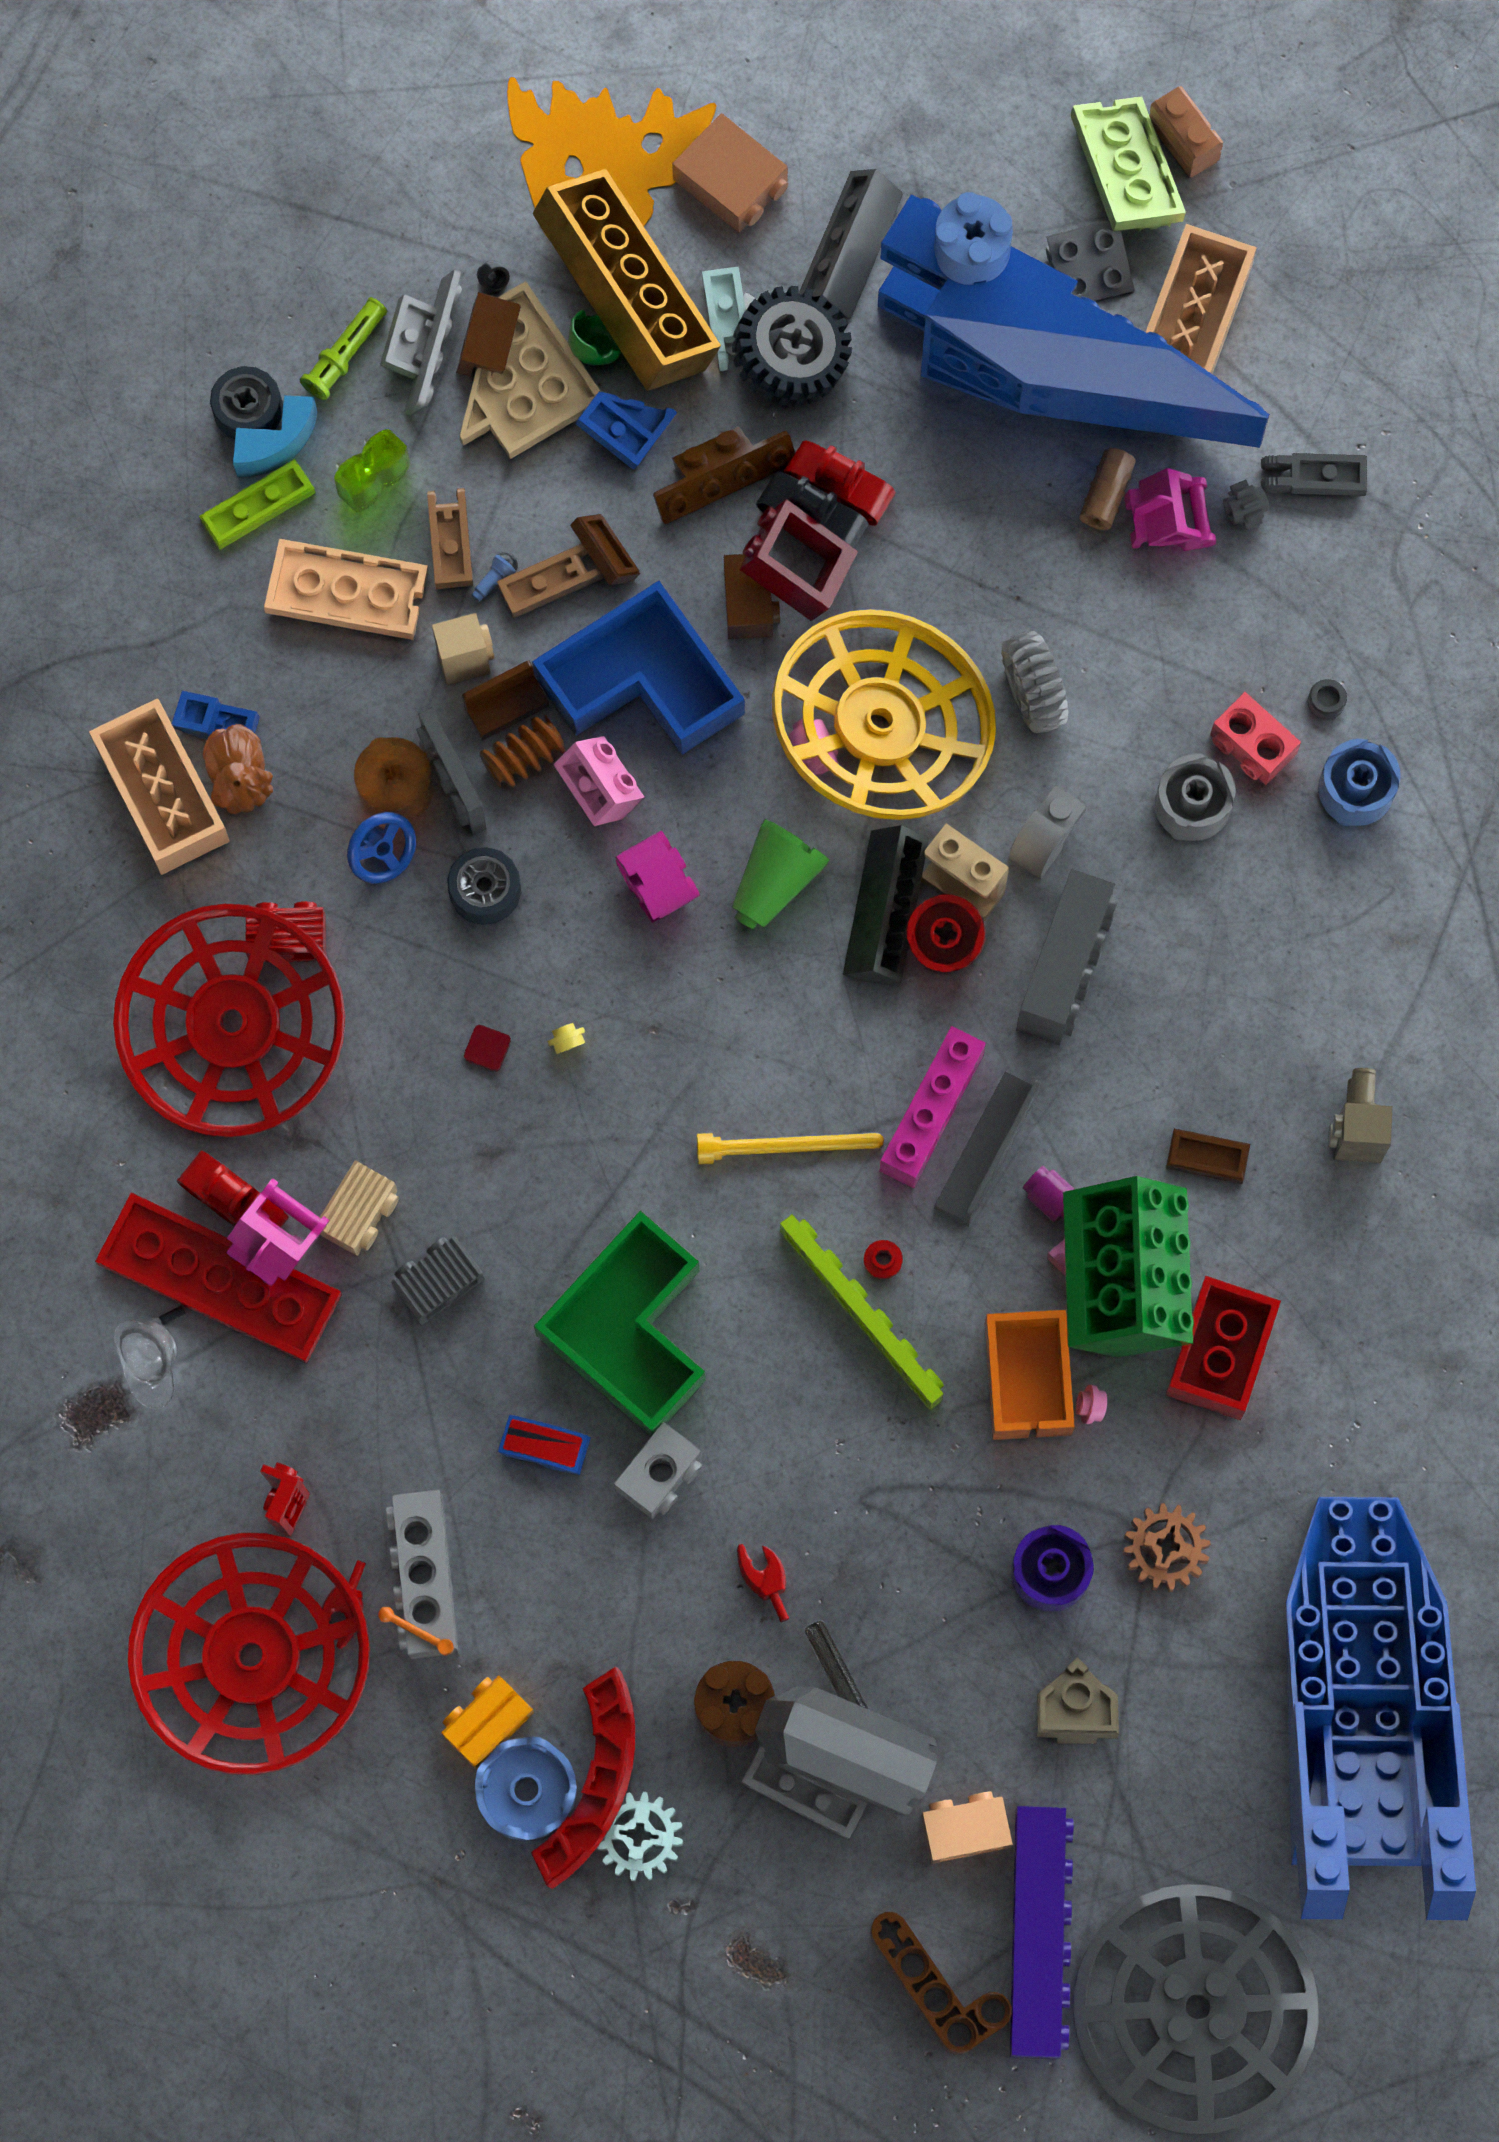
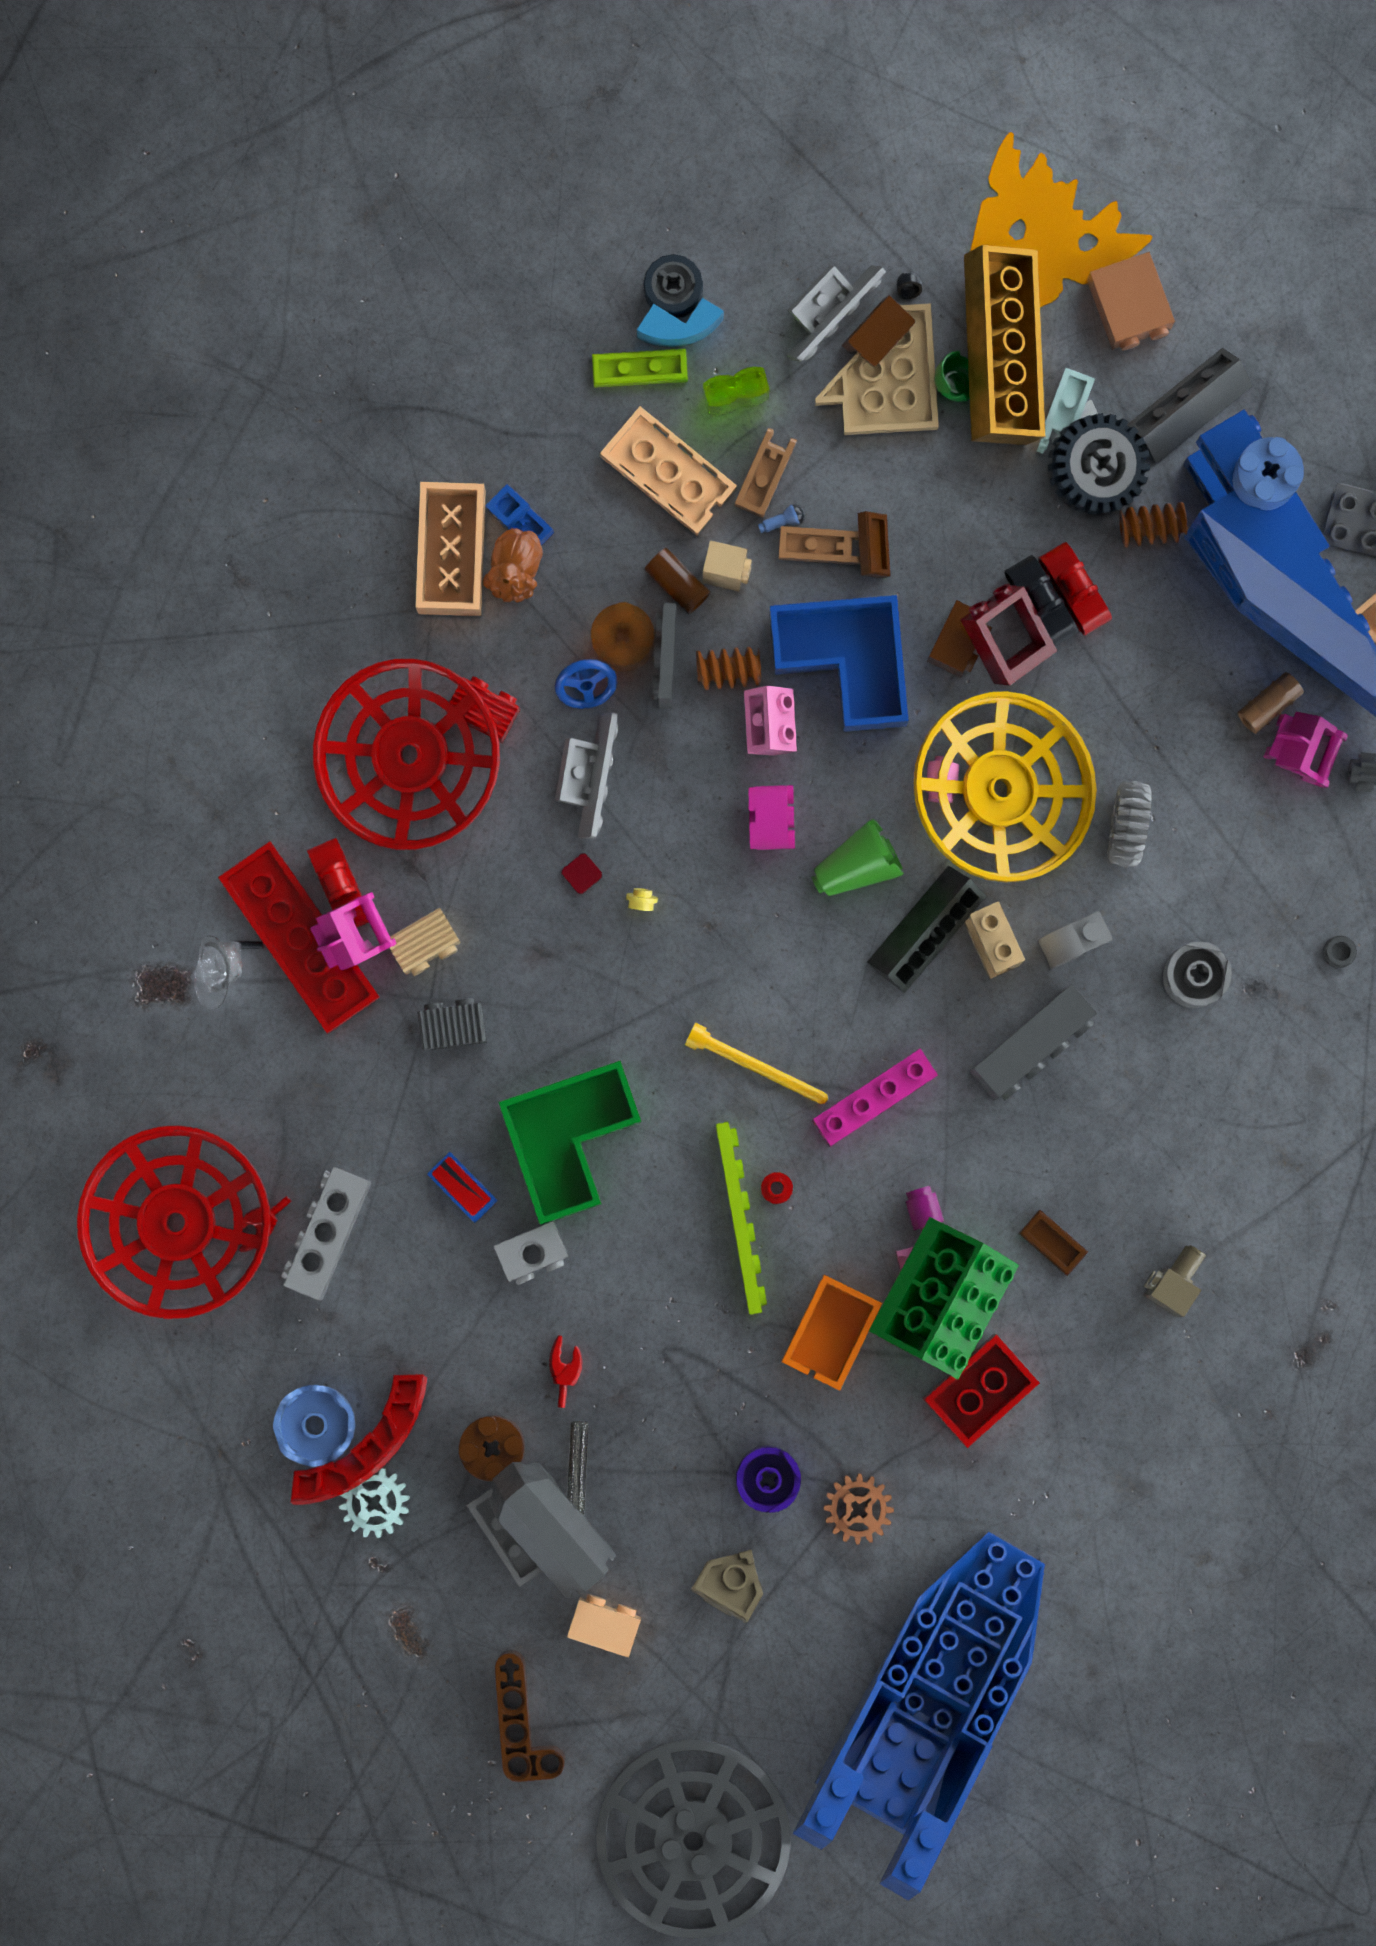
camera: 30 degrees right, 10 degrees up
(287, 1501) = (256, 1131): red bracket -> none
(330, 359) = (752, 285): lime pin -> none
(418, 693) = (677, 580): none -> reddish brown pin
(434, 942) = (585, 774): none -> light grey bracket
(444, 1646) = (311, 1295): orange hinge -> none
(468, 874) = (642, 736): wheel -> none
(486, 1721) = (313, 1362): light orange brick -> none
(504, 700) = (737, 621): reddish brown panel -> none
(624, 426) = (941, 457): blue wing -> none
(720, 469) = (993, 528): reddish brown bracket -> none
(881, 375) = (1153, 523): none -> dark orange piece
(936, 913) = (975, 977): red brick -> none
(987, 1148) = (897, 1148): dark grey panel -> none
(1039, 1932) = (612, 1727): dark purple brick -> none
(1091, 1404) = (864, 1376): bright pink plate -> none
(1262, 732) = (1276, 951): coral brick -> none
(1365, 763) = (1337, 1018): medium blue brick -> none

